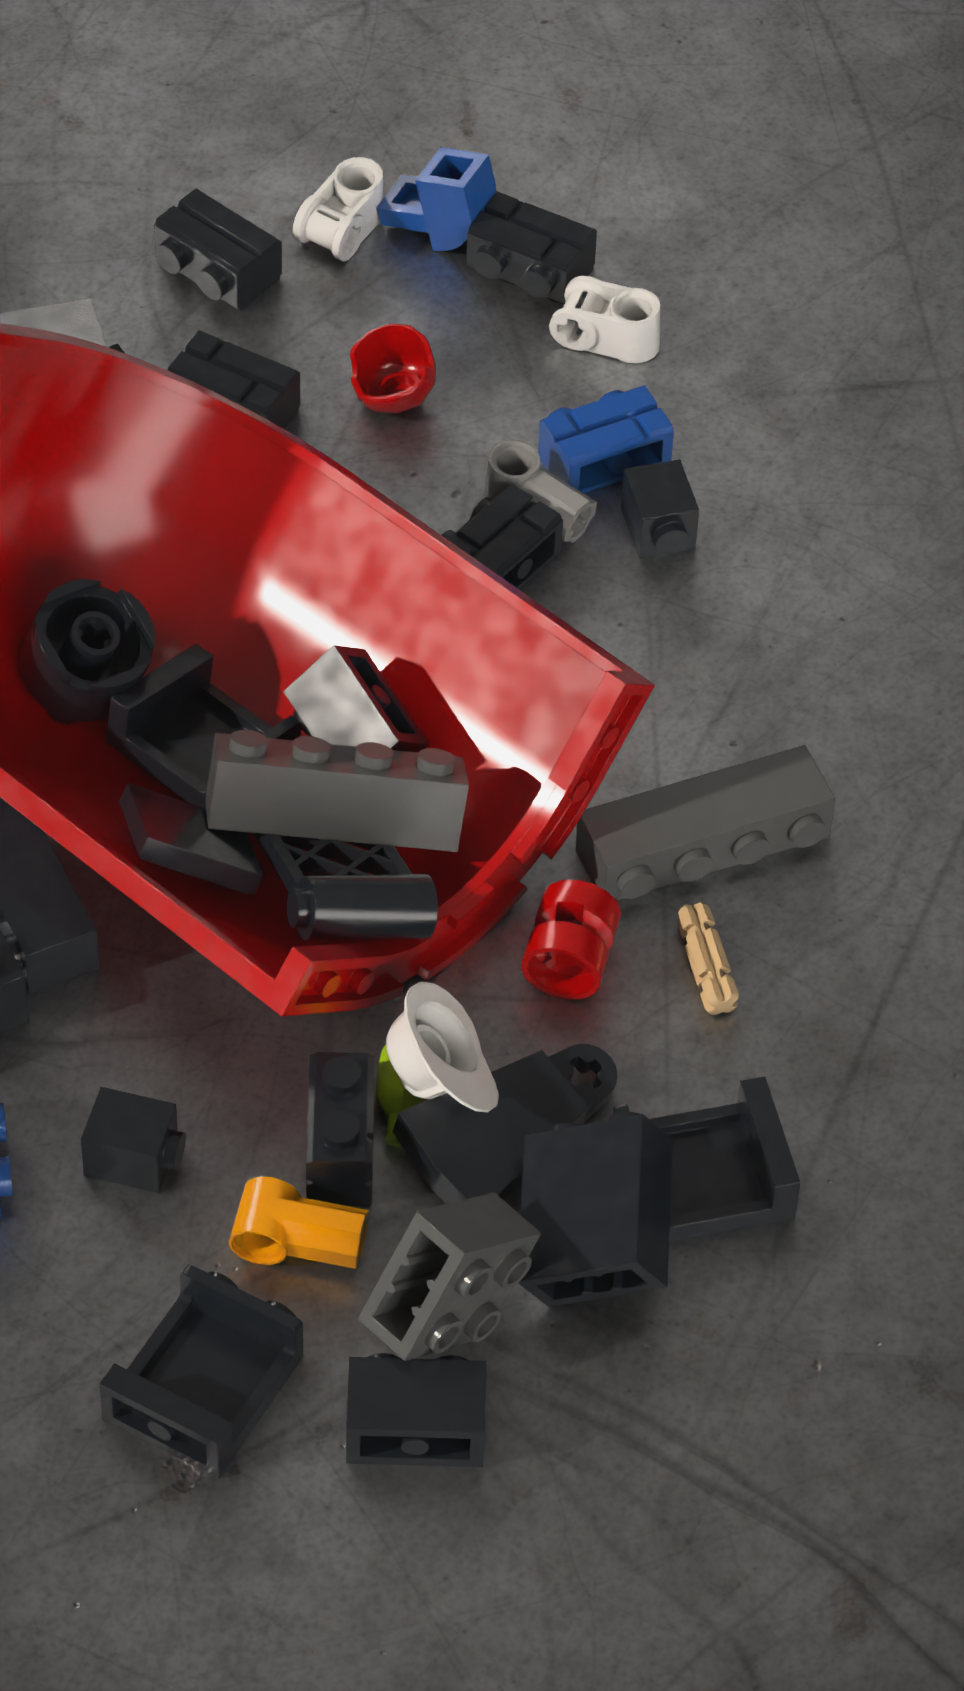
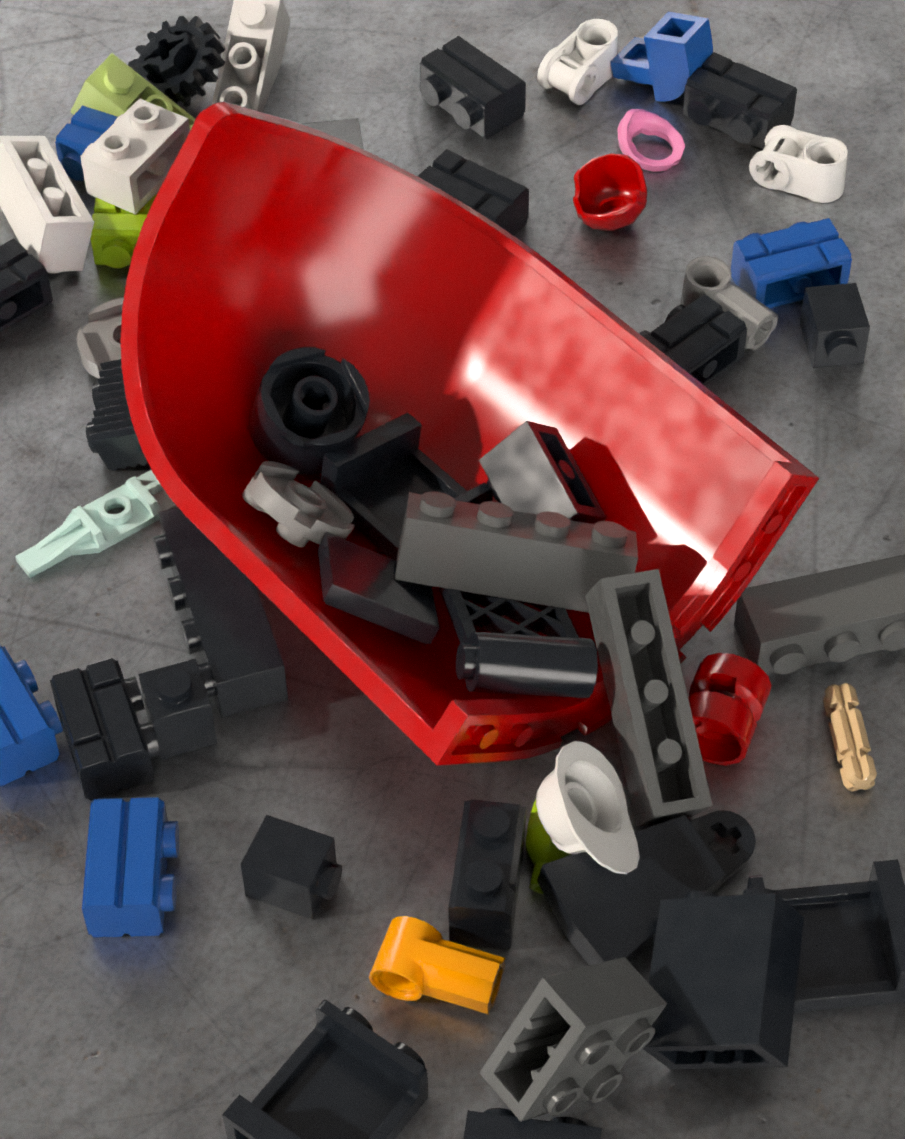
camera: 10 degrees right, 0 degrees up
(99, 761) = (300, 510): none -> light grey plate
(430, 281) = (648, 123): none -> bright pink piece
(492, 931) = (648, 698): none -> dark grey brick

